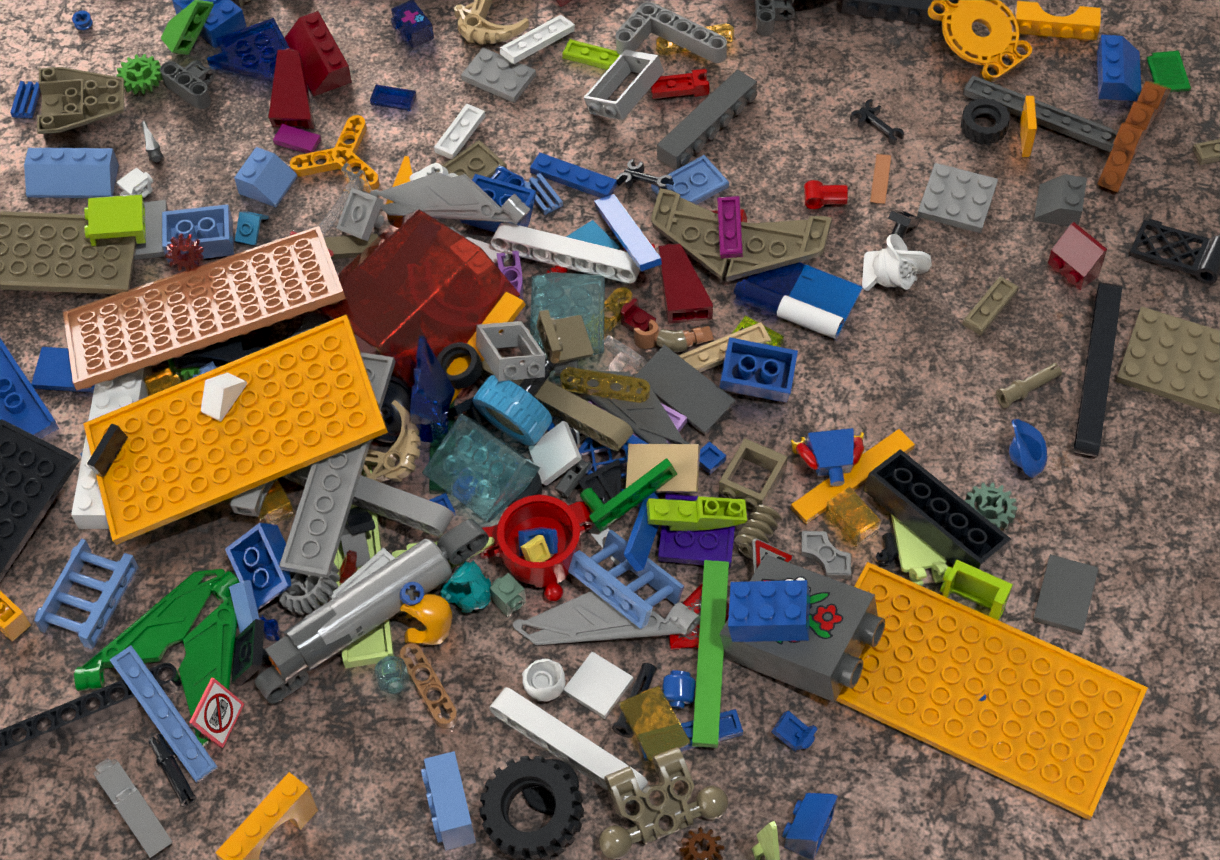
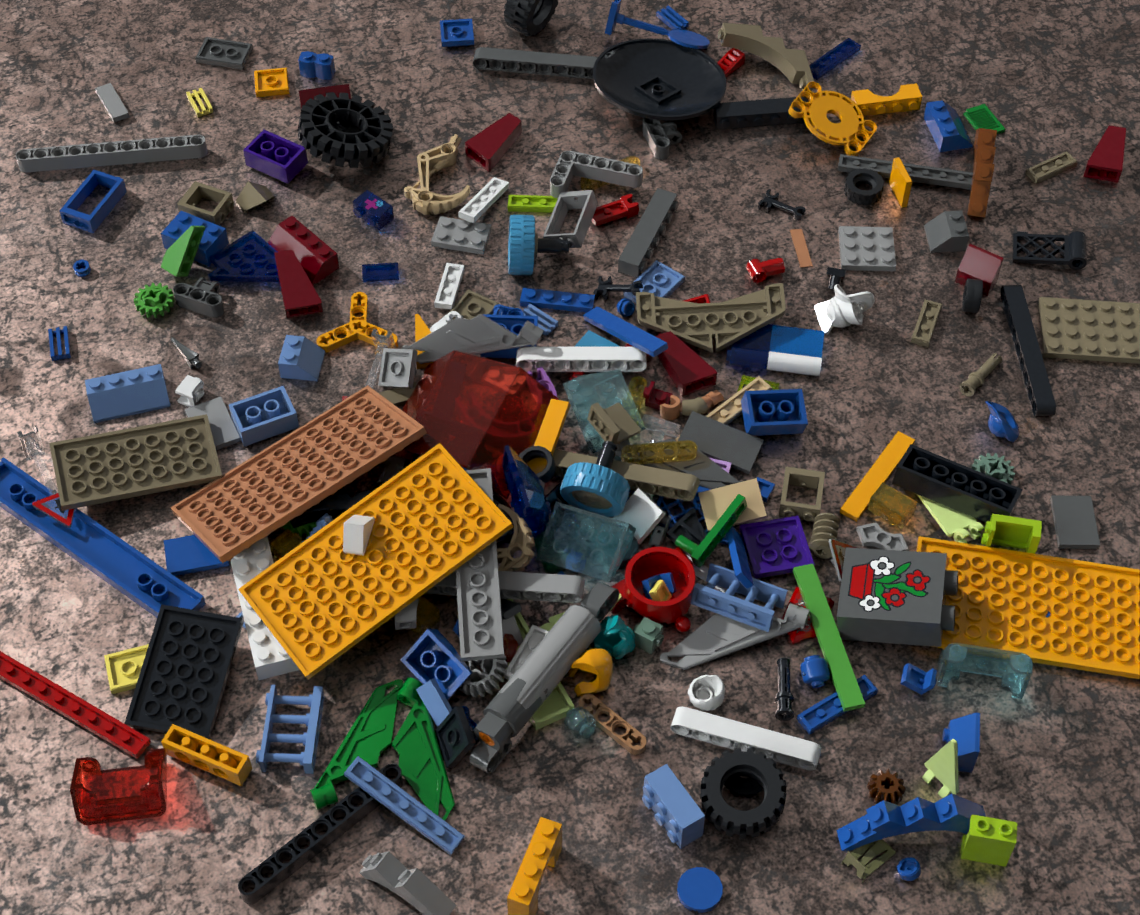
camera: 20 degrees left, 5 degrees down
(76, 98) = (108, 331): dark tan wedge -> none
(107, 450) = (273, 603): black tile -> none
(115, 218) = (191, 418): lime panel -> none
(167, 761) = (420, 844): black pin -> none
(184, 259) = (265, 425): clear red gear -> none
(216, 713) = (449, 792): piece -> none
(248, 227) = (304, 402): dark azure bracket -> none
(296, 139) = (313, 323): magenta tile -> none
(406, 598) = (582, 644): blue bush -> none
(513, 335) = (598, 442): light grey window -> none
(554, 102) = (525, 244): none -> dark azure wheel
(598, 685) = (748, 686): white tile -> none
(622, 786) = (834, 773): dark tan connector -> none
(645, 203) = (625, 307): none -> blue plate
(654, 722) = (808, 701): clear yellow piece -> none
(702, 514) = (776, 533): lime slope -> none
(730, 227) = (705, 309): magenta tile -> none
(769, 611) = (872, 587): blue brick -> none
(831, 452) = (856, 461): blue torso -> none
(844, 720) = (1011, 666): none -> clear light blue windscreen
(890, 551) = (930, 524): black arm -> none
(1056, 285) = (972, 295): none -> black tyre

